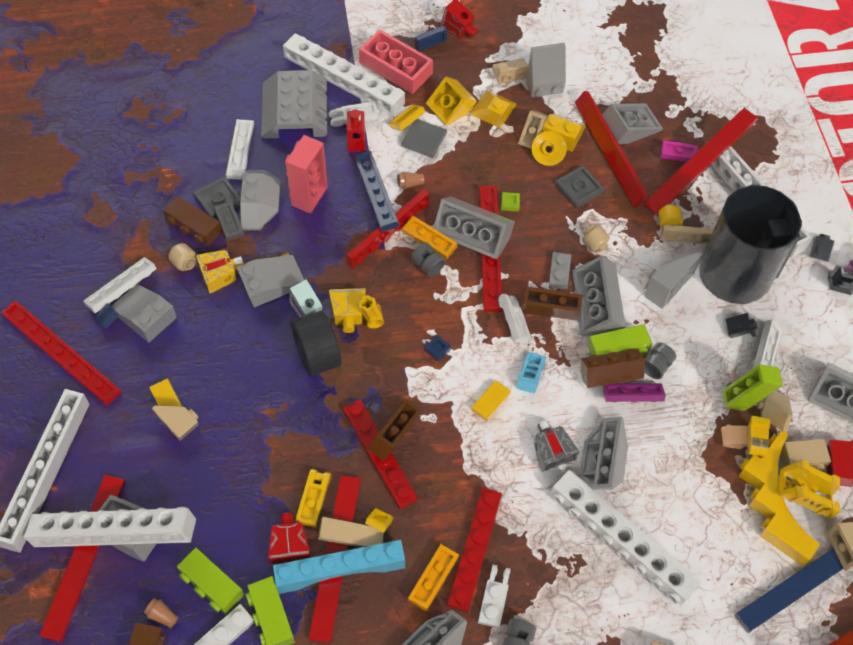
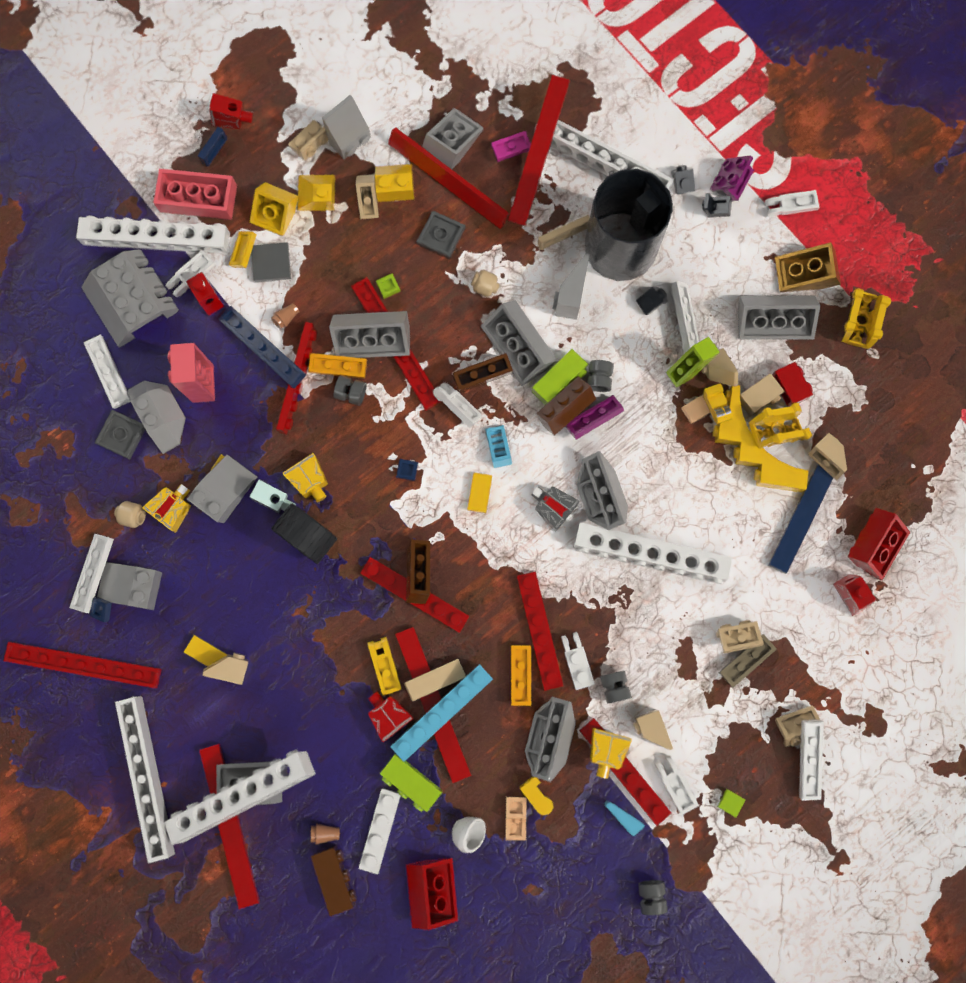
camera: 25 degrees left, 20 degrees up
(192, 221) = (113, 474): reddish brown brick -> none
(210, 581) = (346, 786): lime brick -> none
(228, 220) = (146, 453): dark grey plate -> none
(371, 312) = (333, 472): yellow piece -> none
(379, 520) = (450, 654): yellow tile -> none
(553, 140) = (401, 215): yellow dish -> none
(560, 270) = (469, 332): light grey plate -> none
(670, 216) = (539, 223): yellow head -> none

